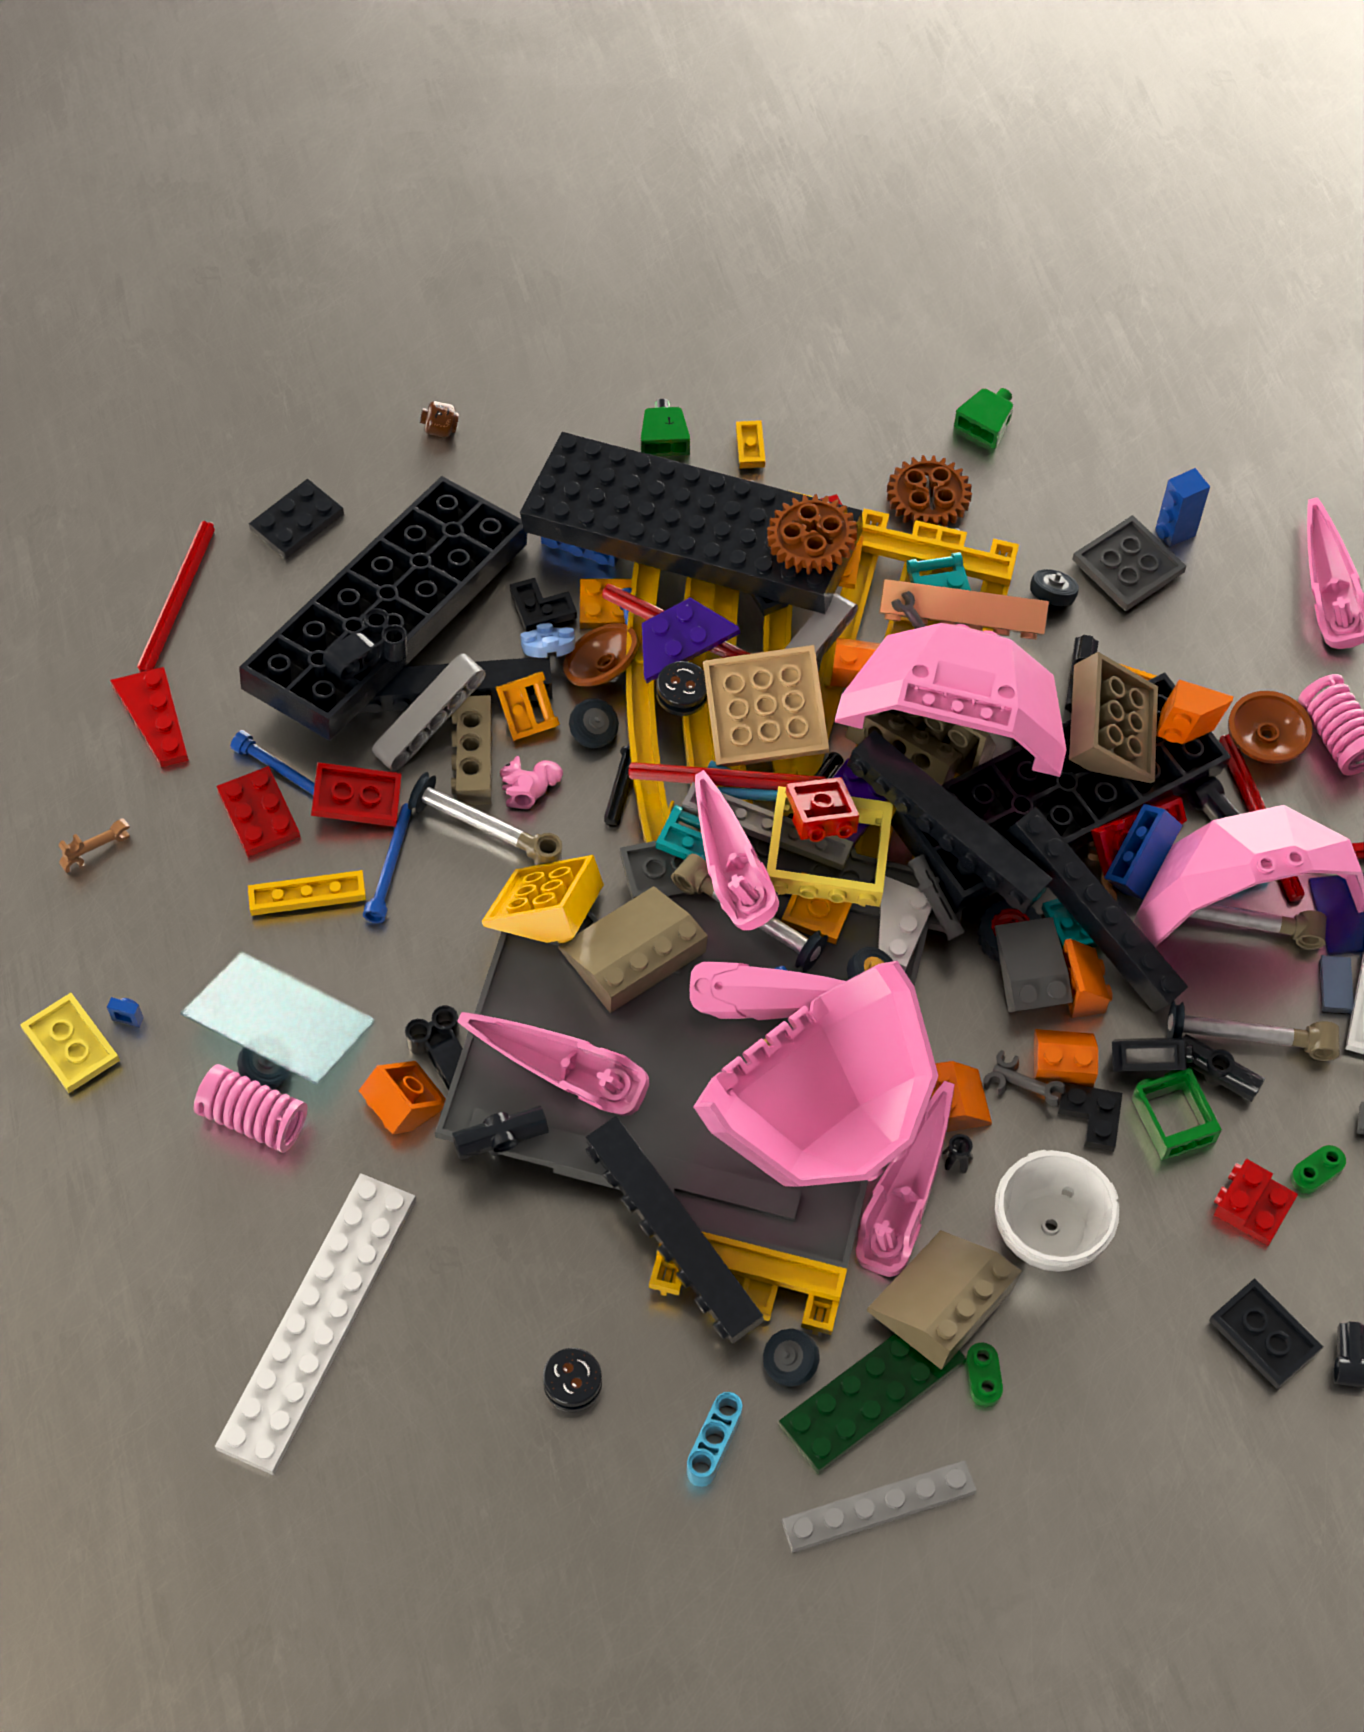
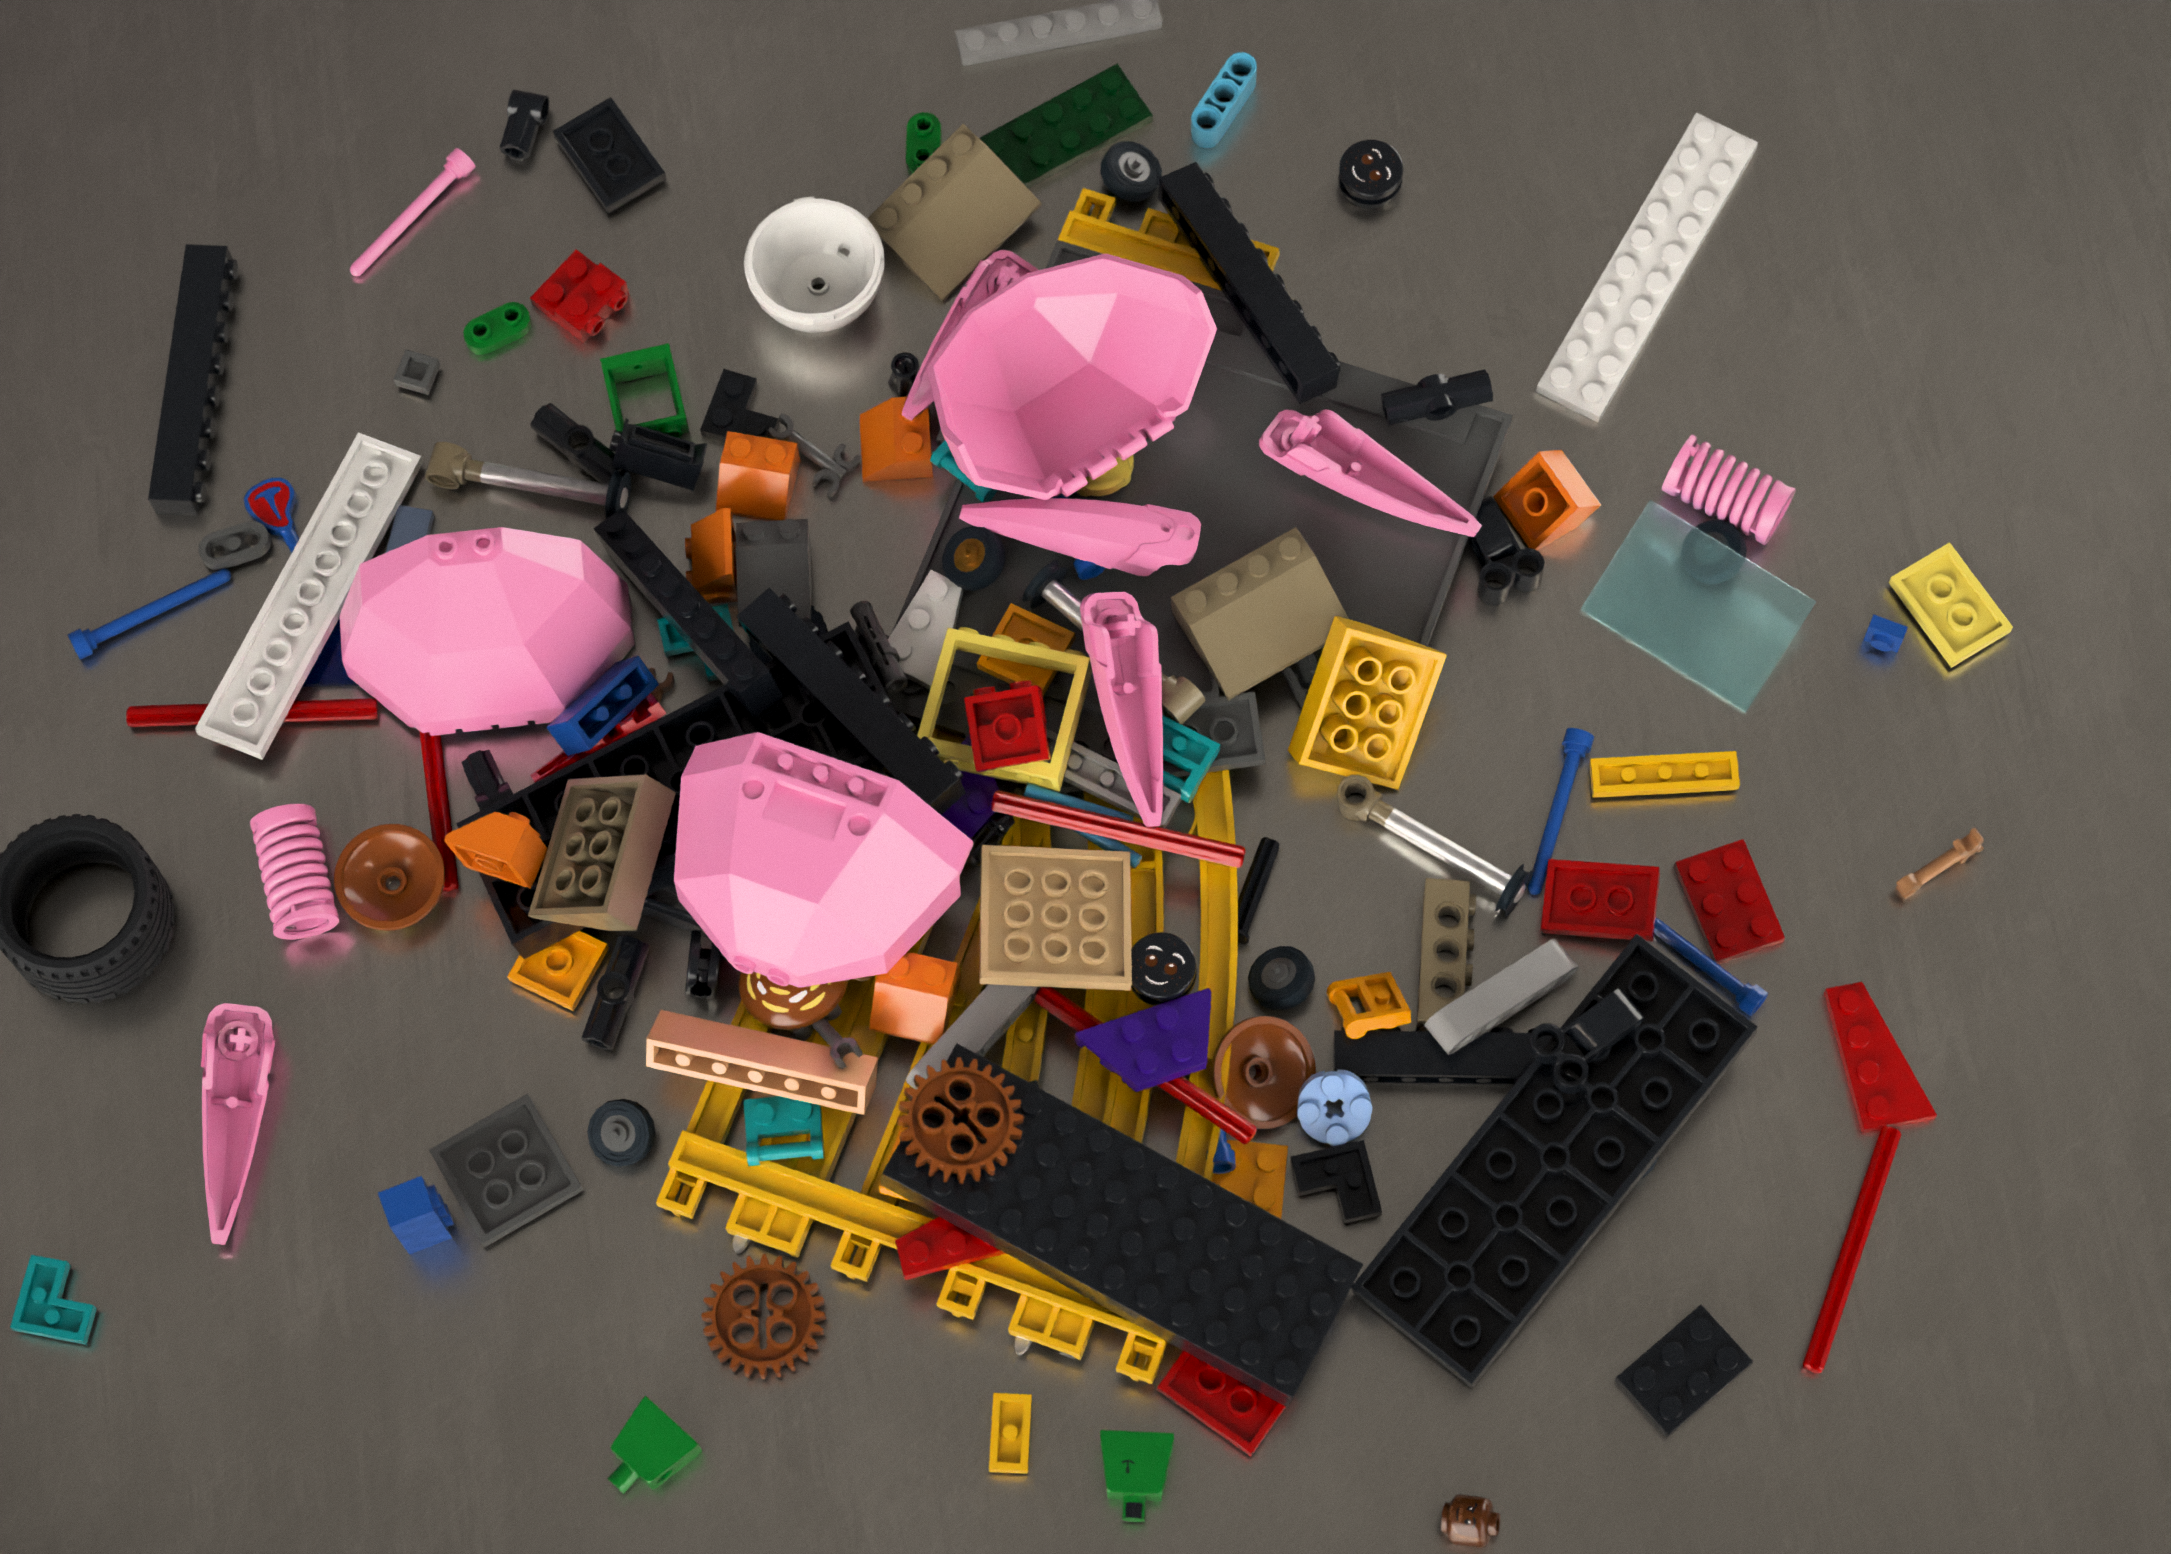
camera: 170 degrees left, 10 degrees up
(528, 786) = (1374, 898): bright pink animal -> none

